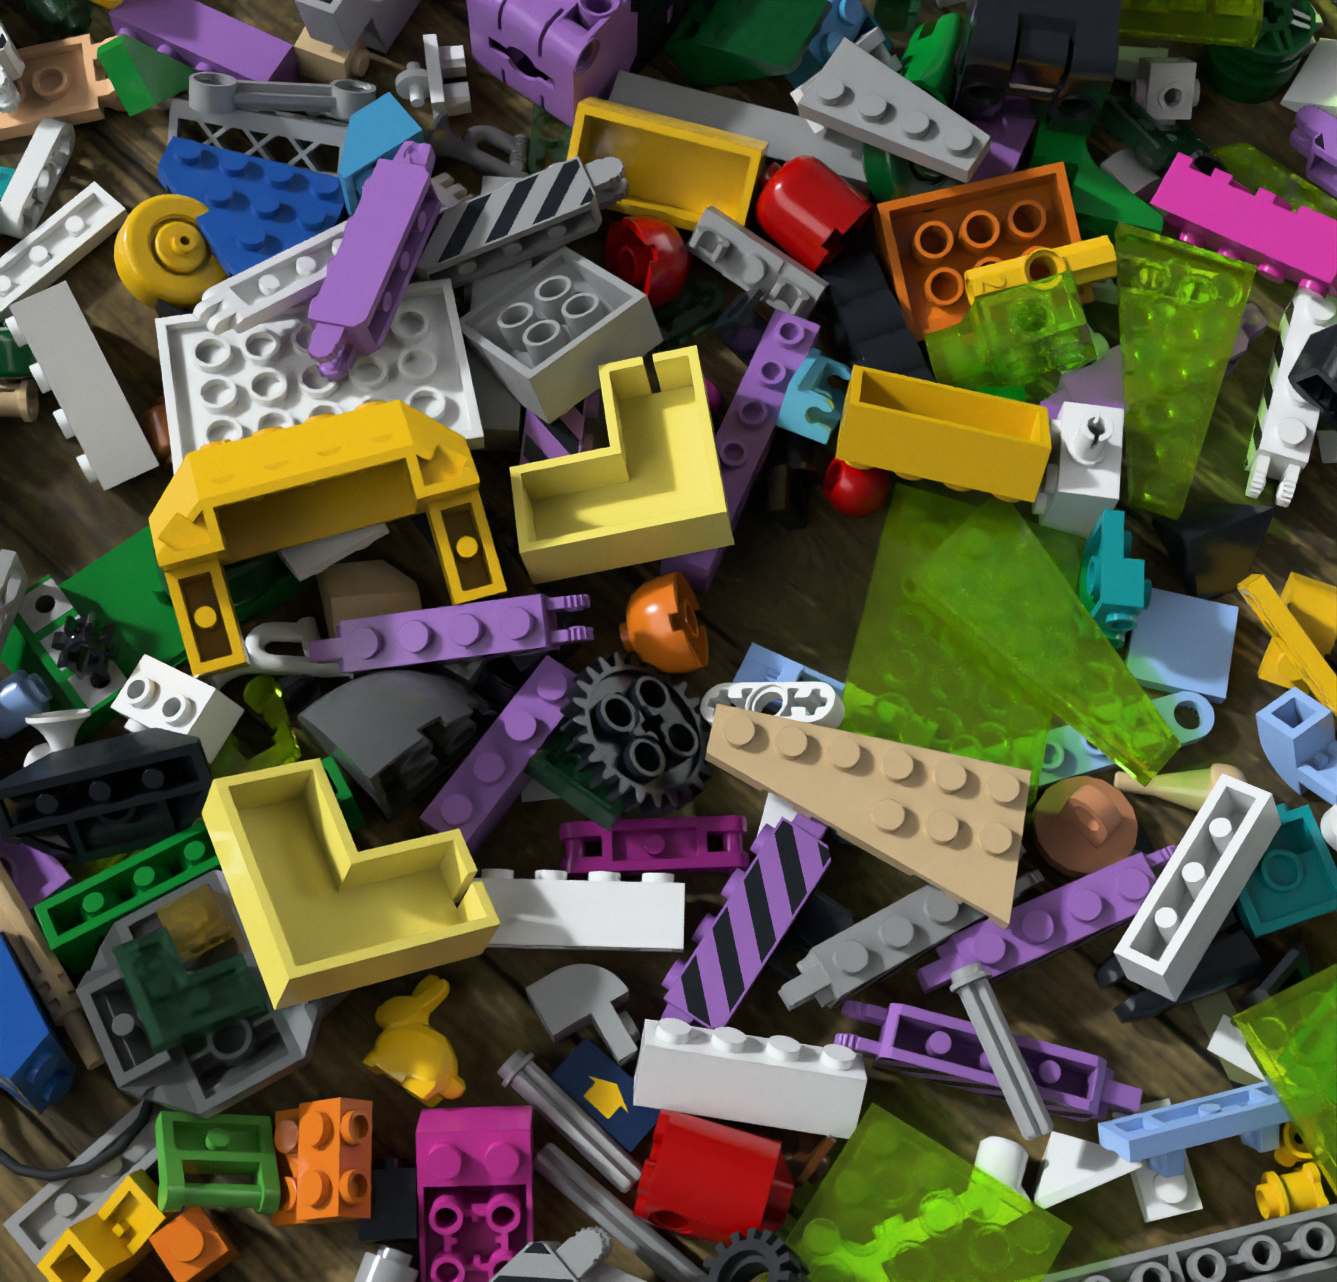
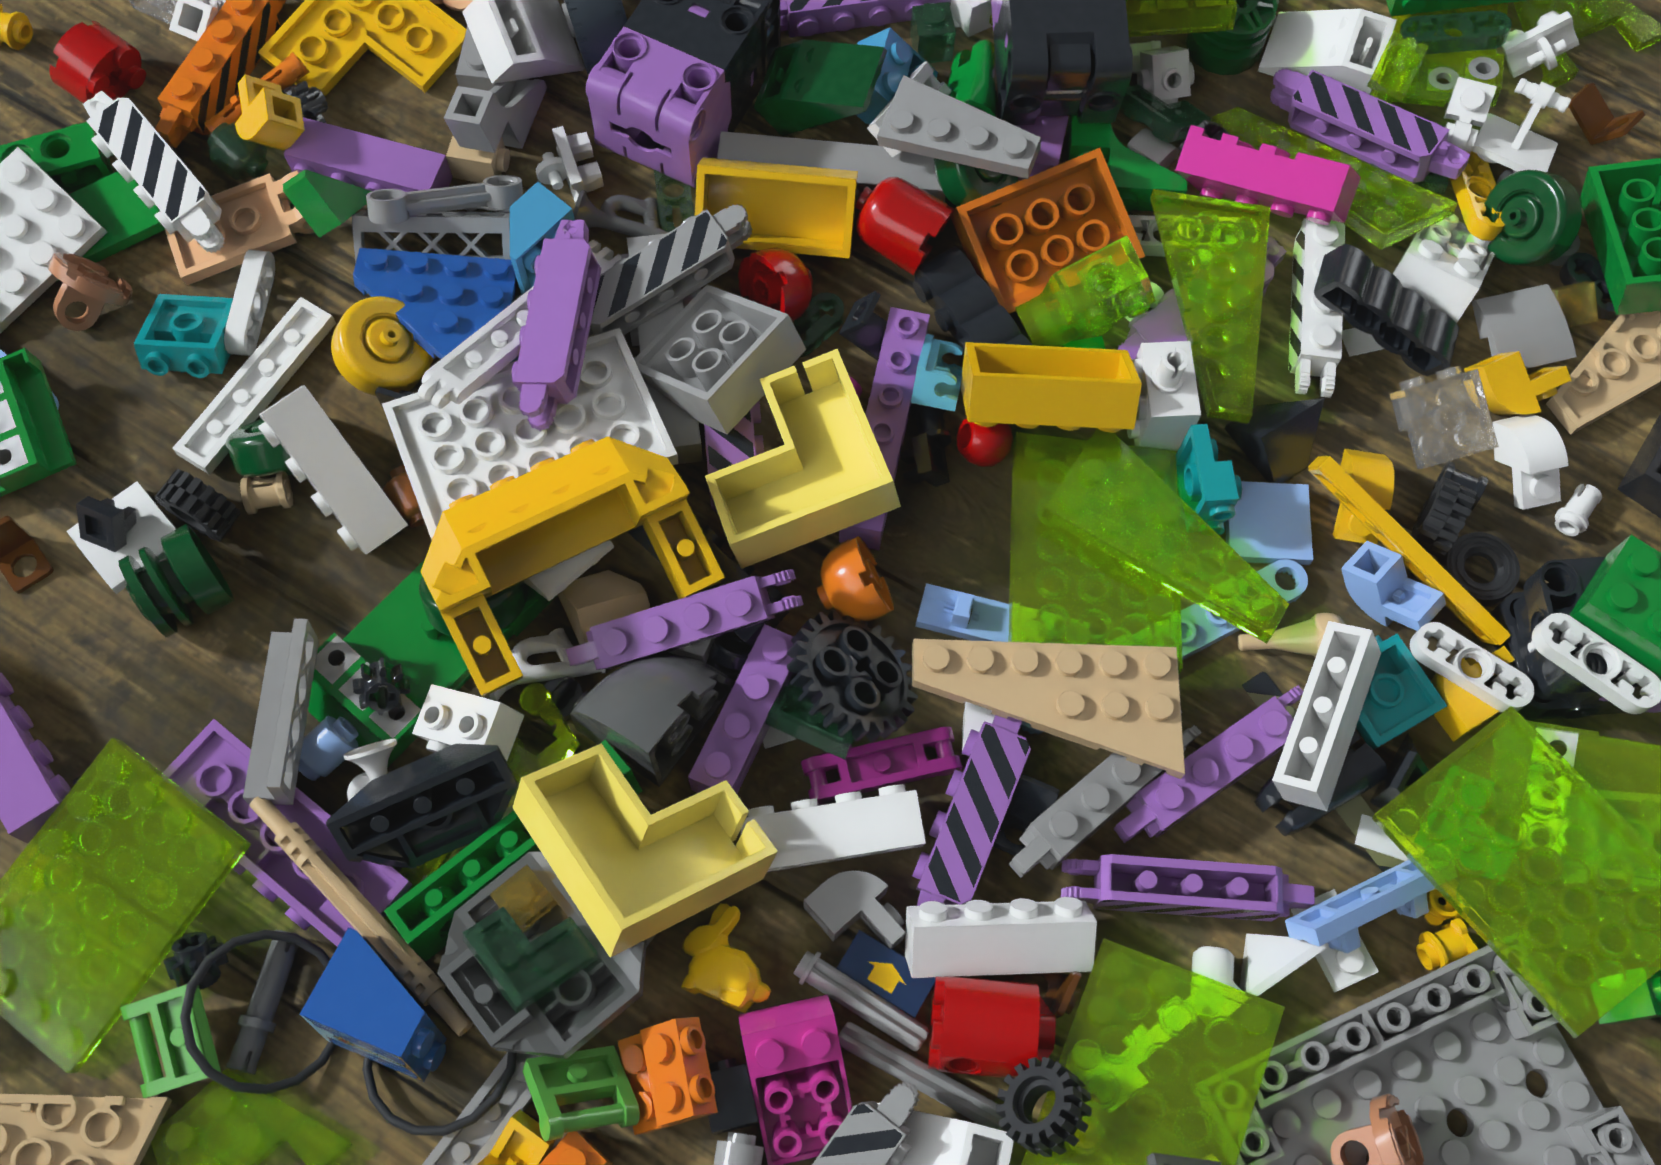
camera: 10 degrees left, 0 degrees up
(755, 263) = (866, 272): light grey plate -> none
(757, 695) = (940, 626): white beam -> none
(1001, 1050) = (1199, 876): light grey axle -> none
(1083, 826) = (1222, 683): nougat tile -> none
(1088, 260) = (1137, 223): yellow piece -> none

